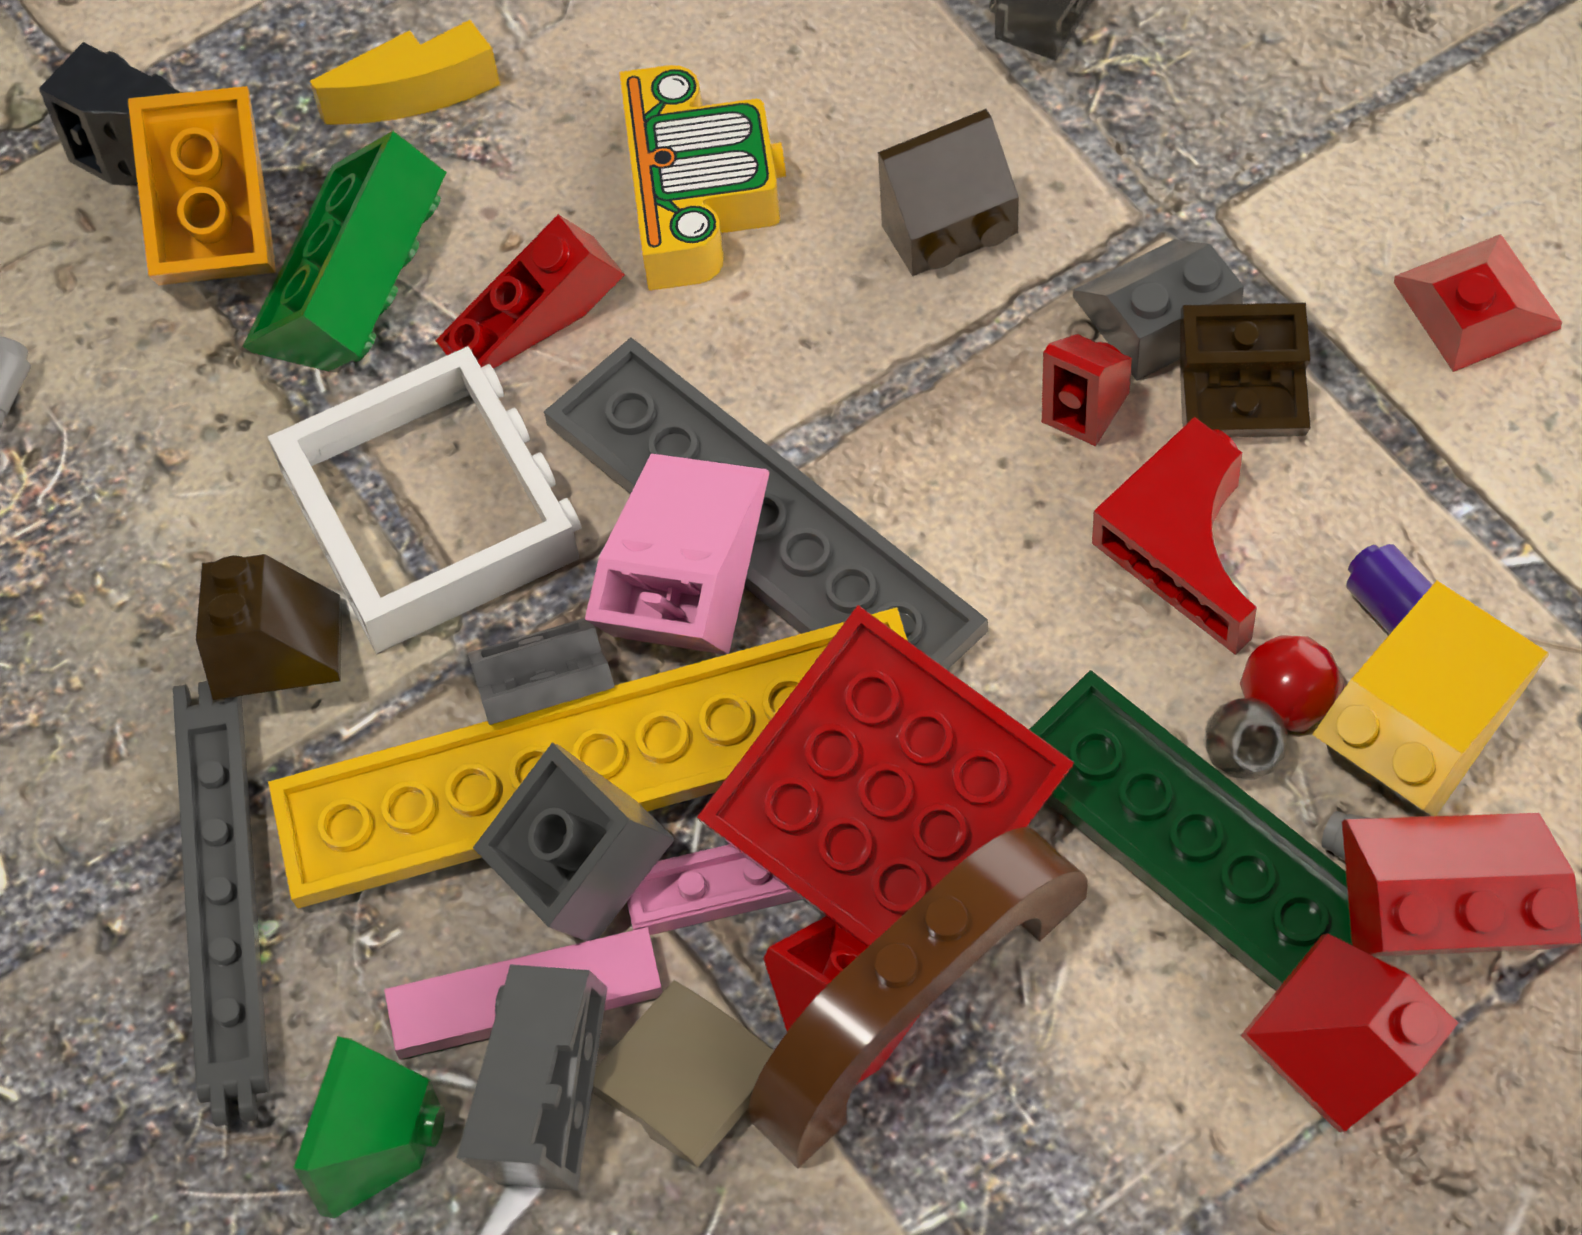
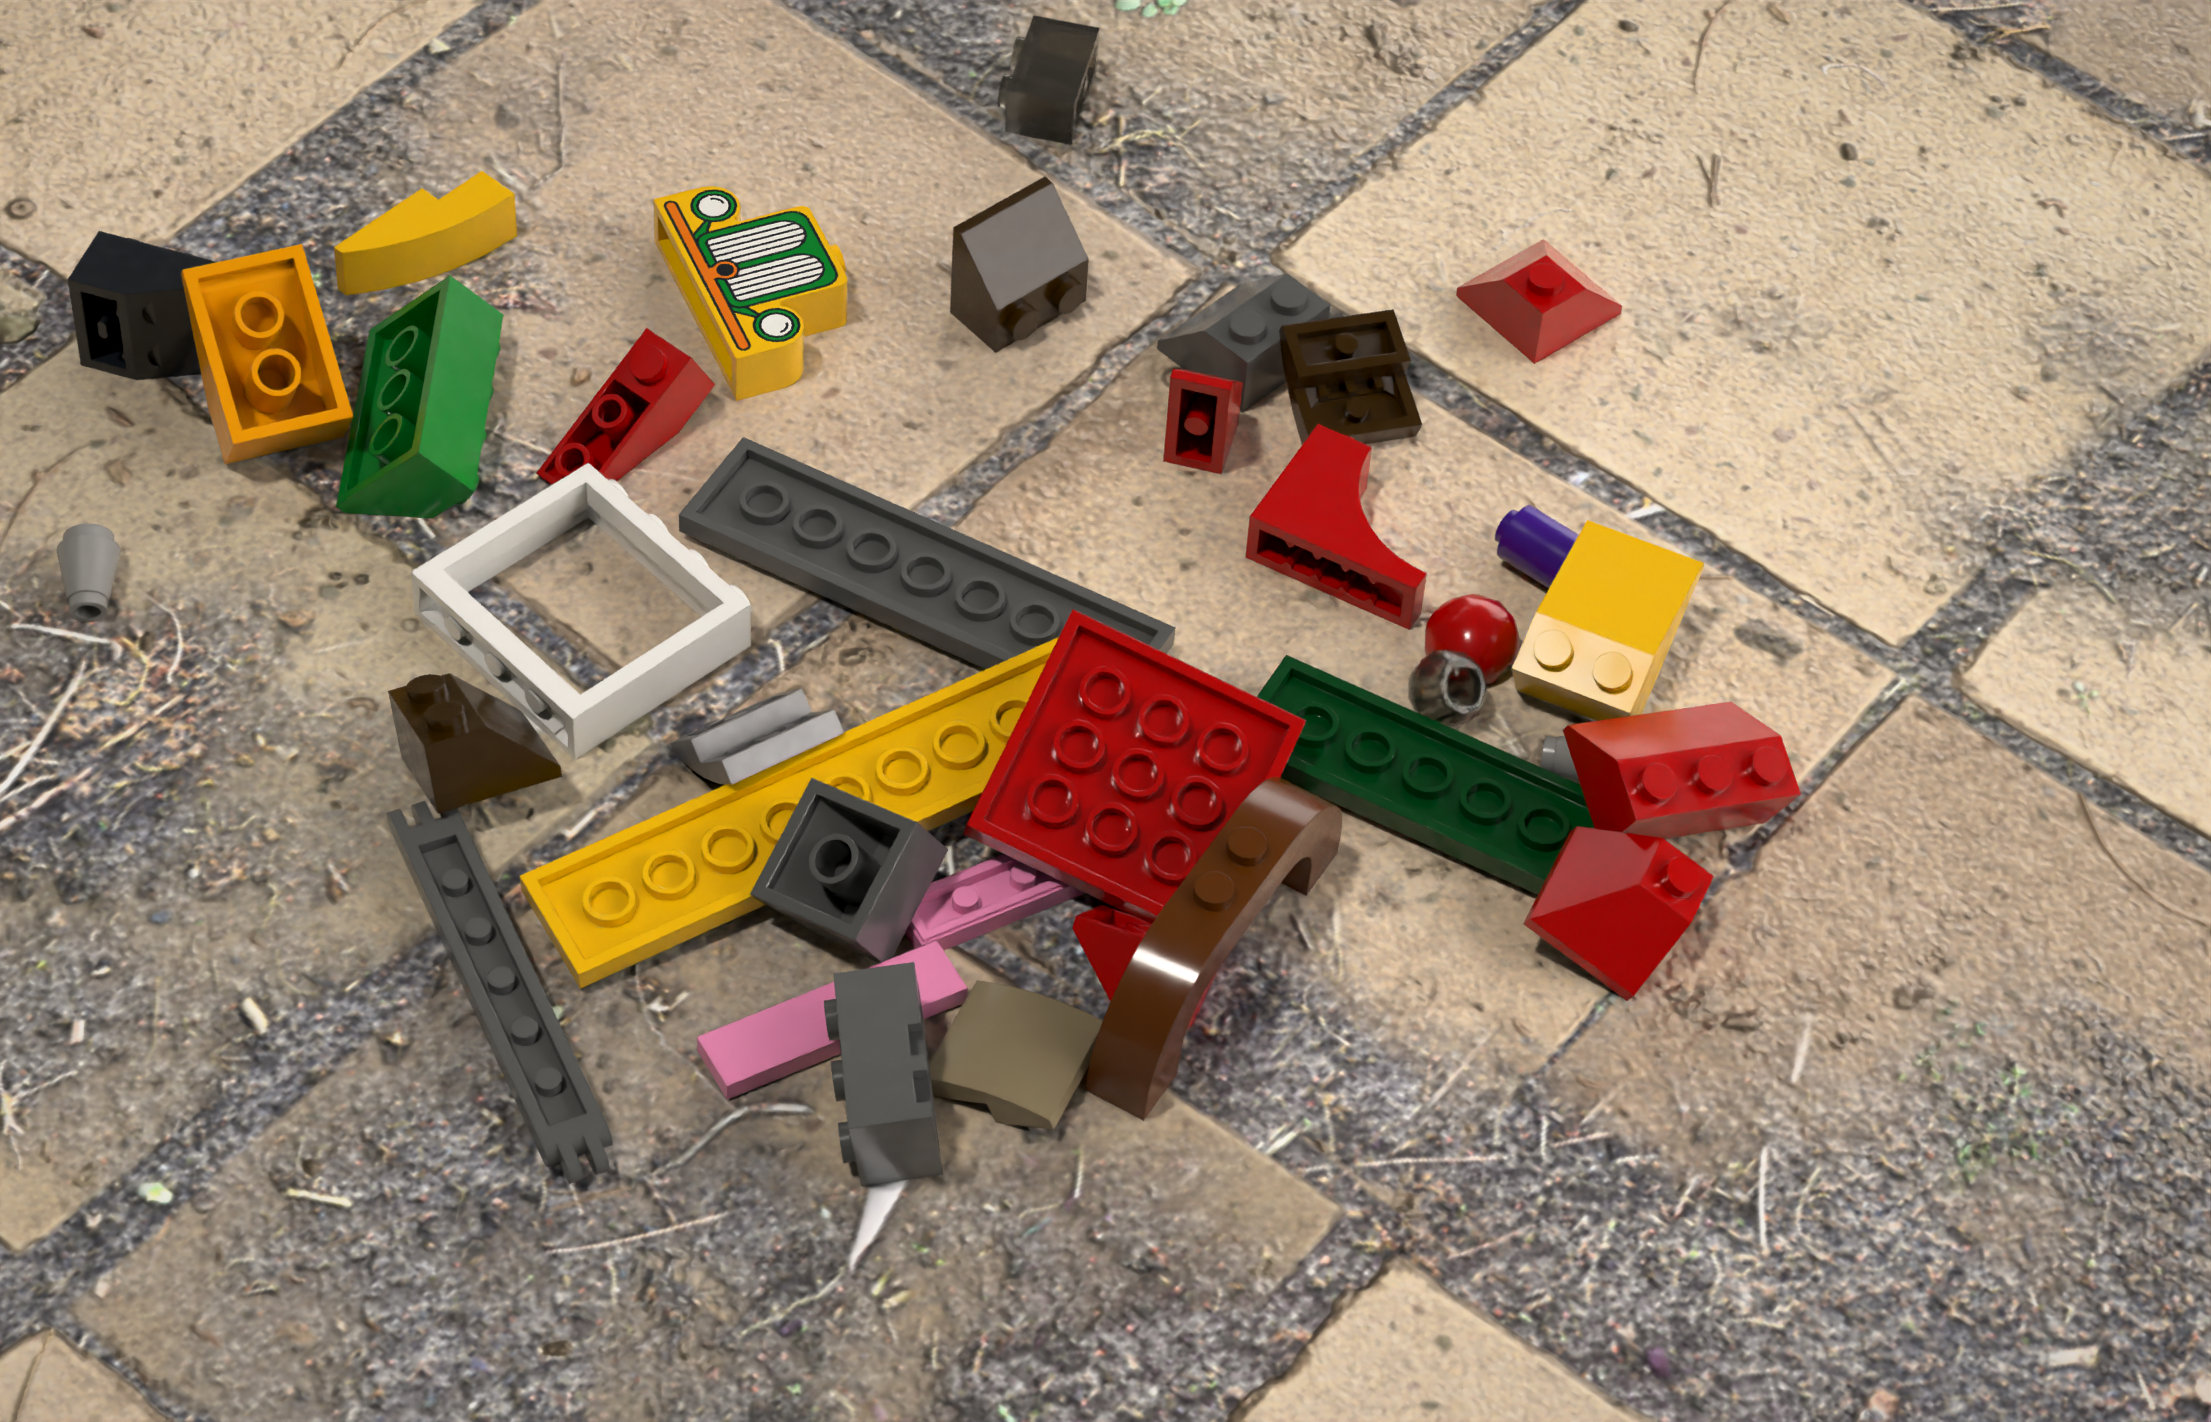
camera: 25 degrees left, 10 degrees down
(365, 1128) = (735, 1144): green slope -> none
(679, 554) = (866, 614): bright pink slope -> none

